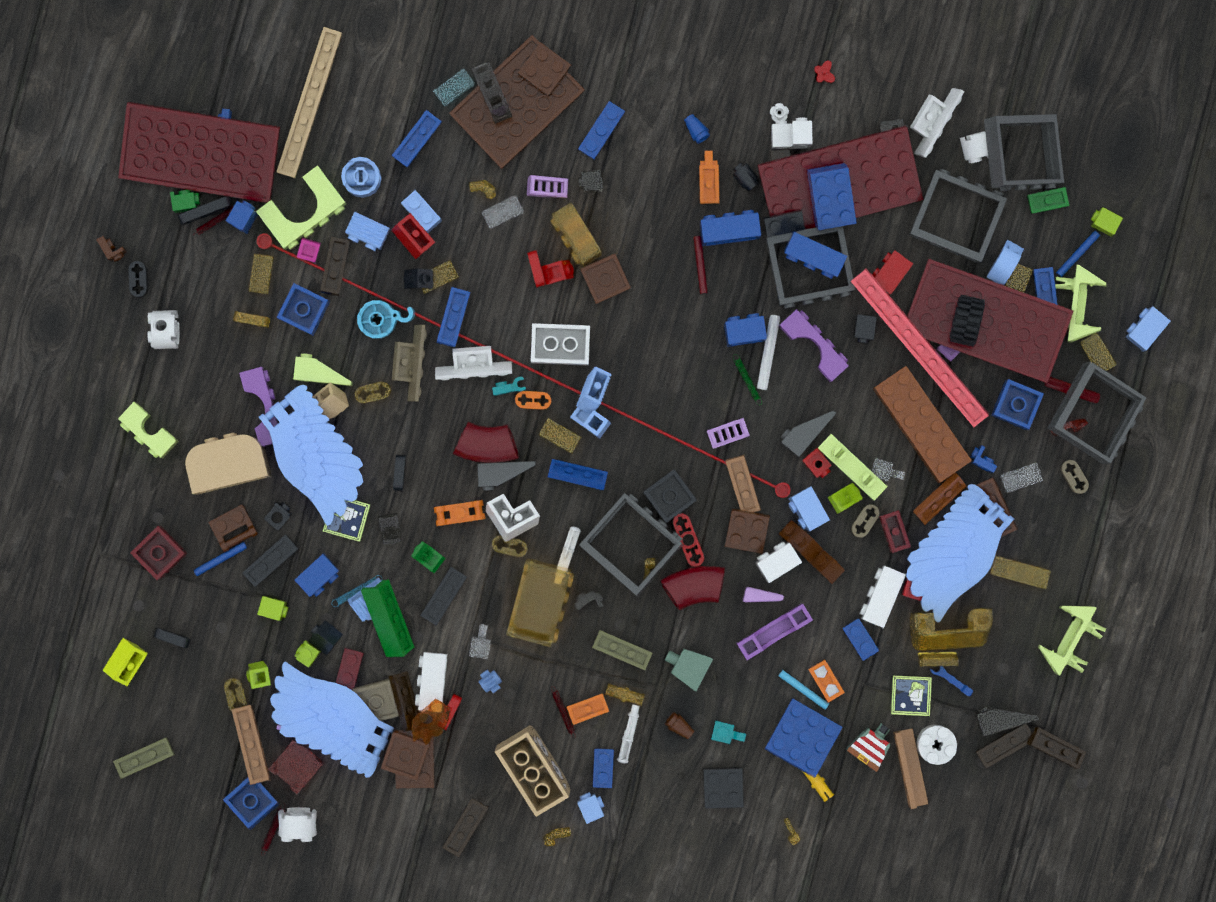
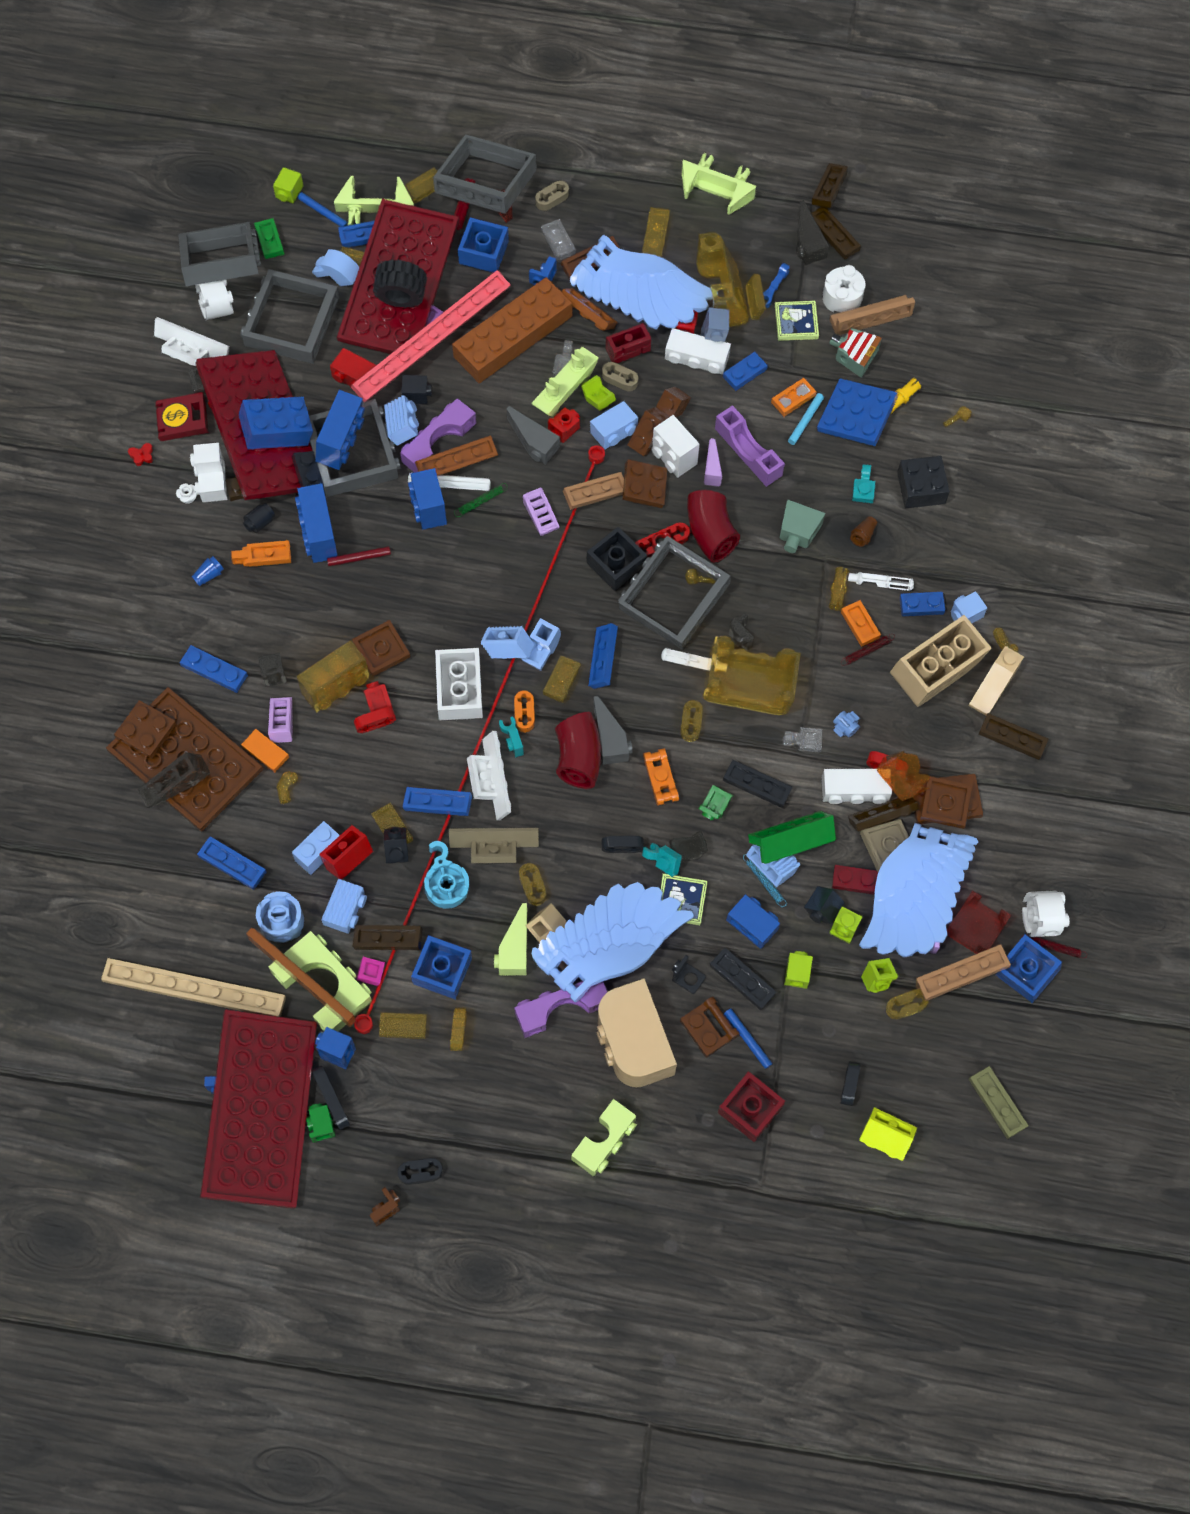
camera: 90 degrees left, 20 degrees down
(170, 335) = (472, 1119): white brick -> none
(204, 225) = (345, 1084): dark red piece -> none
(302, 191) = (301, 977): none -> dark orange tile
(382, 507) = (666, 858): none -> teal plate
(454, 87) = (170, 827): clear light blue plate -> none
(502, 212) = (312, 761): clear plate -> none
(511, 521) = (662, 719): white brick -> none
(518, 171) = (265, 750): none -> orange tile
(518, 821) = (996, 680): none -> tan slope
(622, 650) = (790, 594): olive plate -> none
(787, 360) = (459, 456): none -> dark orange tile
(830, 312) = (401, 420): none -> light blue brick
(859, 106) = (176, 416): none -> dark red container
(899, 615) = (716, 325): none -> sand blue arch
(1147, 328) = (395, 142): light blue brick -> none

